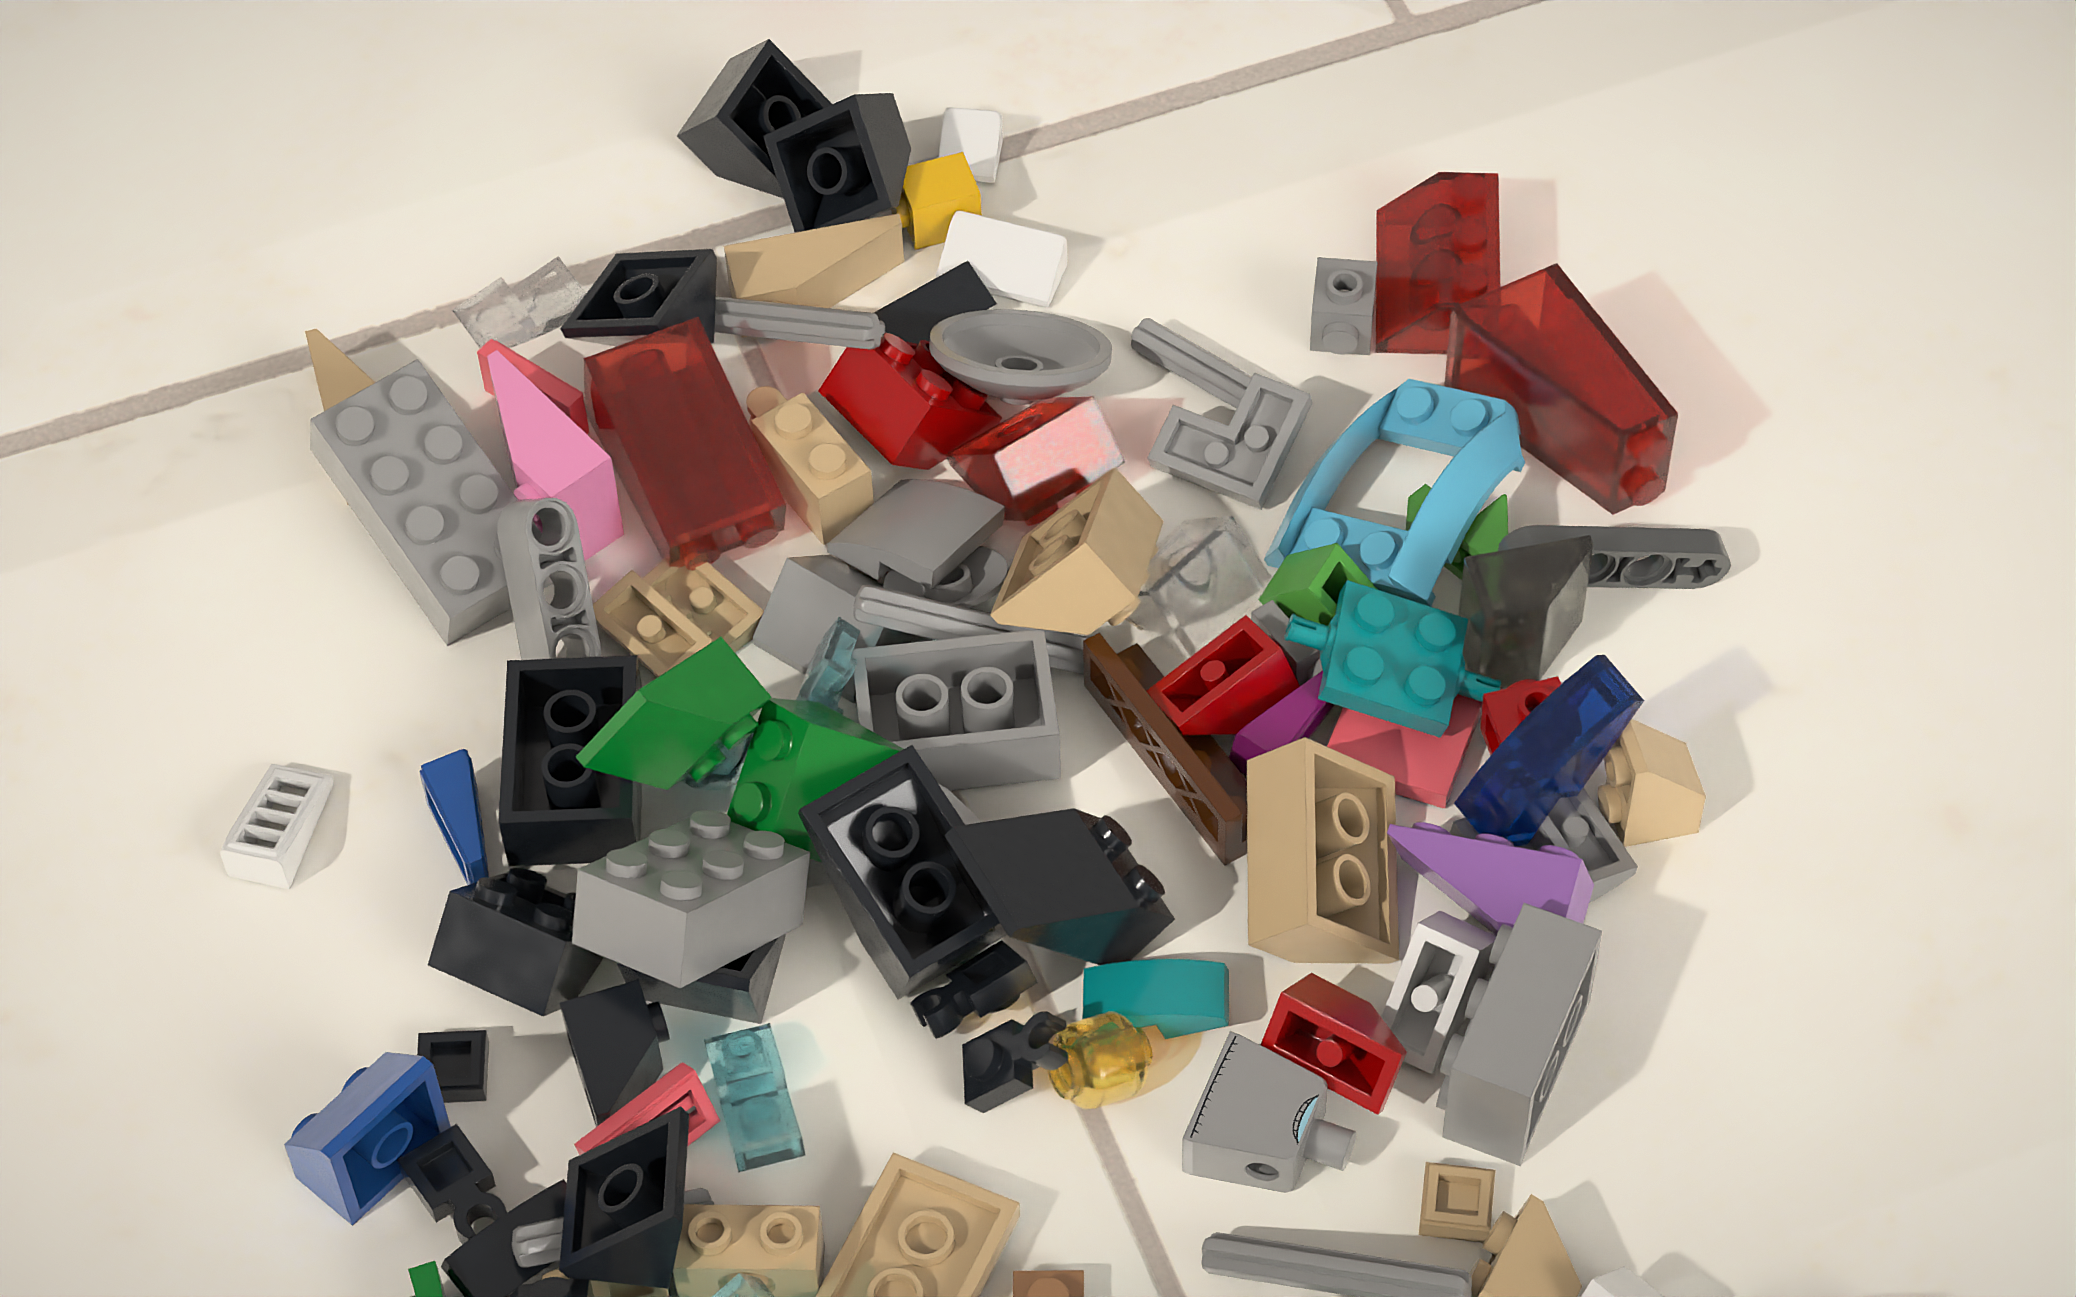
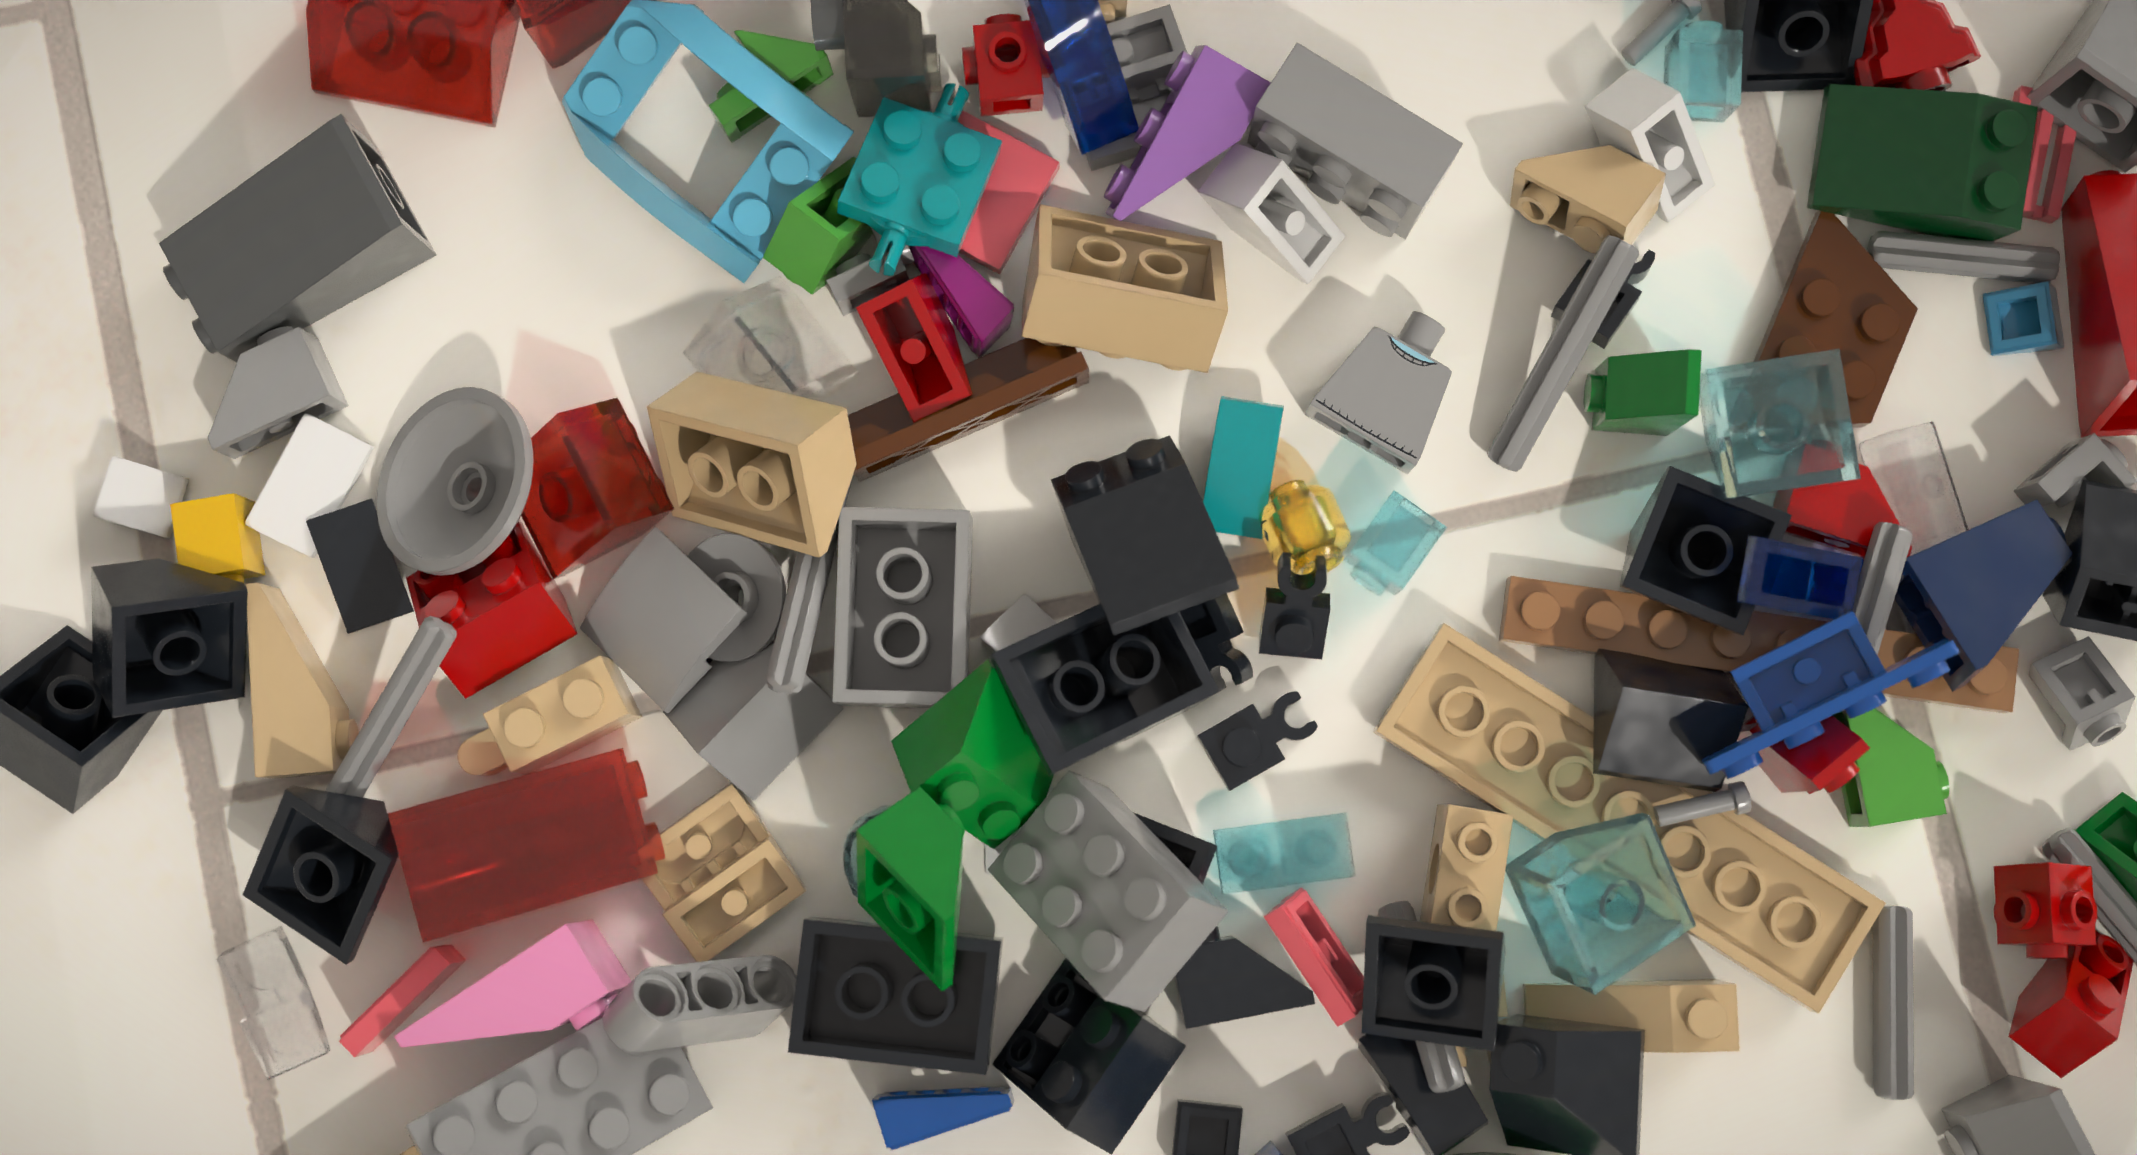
camera: 80 degrees left, 30 degrees up
(830, 666) = (859, 732): clear light blue slope -> none
(870, 1050) = (1247, 743): none -> black plate
(1090, 212) = (273, 391): none -> light grey slope
(1097, 1147) = (1393, 545): none -> clear light blue brick
(1190, 361) = (498, 297): light grey axle -> none
(1226, 212) = (295, 241): none -> dark grey slope
(1239, 457) = (624, 281): light grey plate -> none
(1337, 1040) = (1328, 310): red slope -> none
(1343, 318) = (447, 145): light grey brick -> none
(1457, 1202) = (1479, 238): tan tile -> none

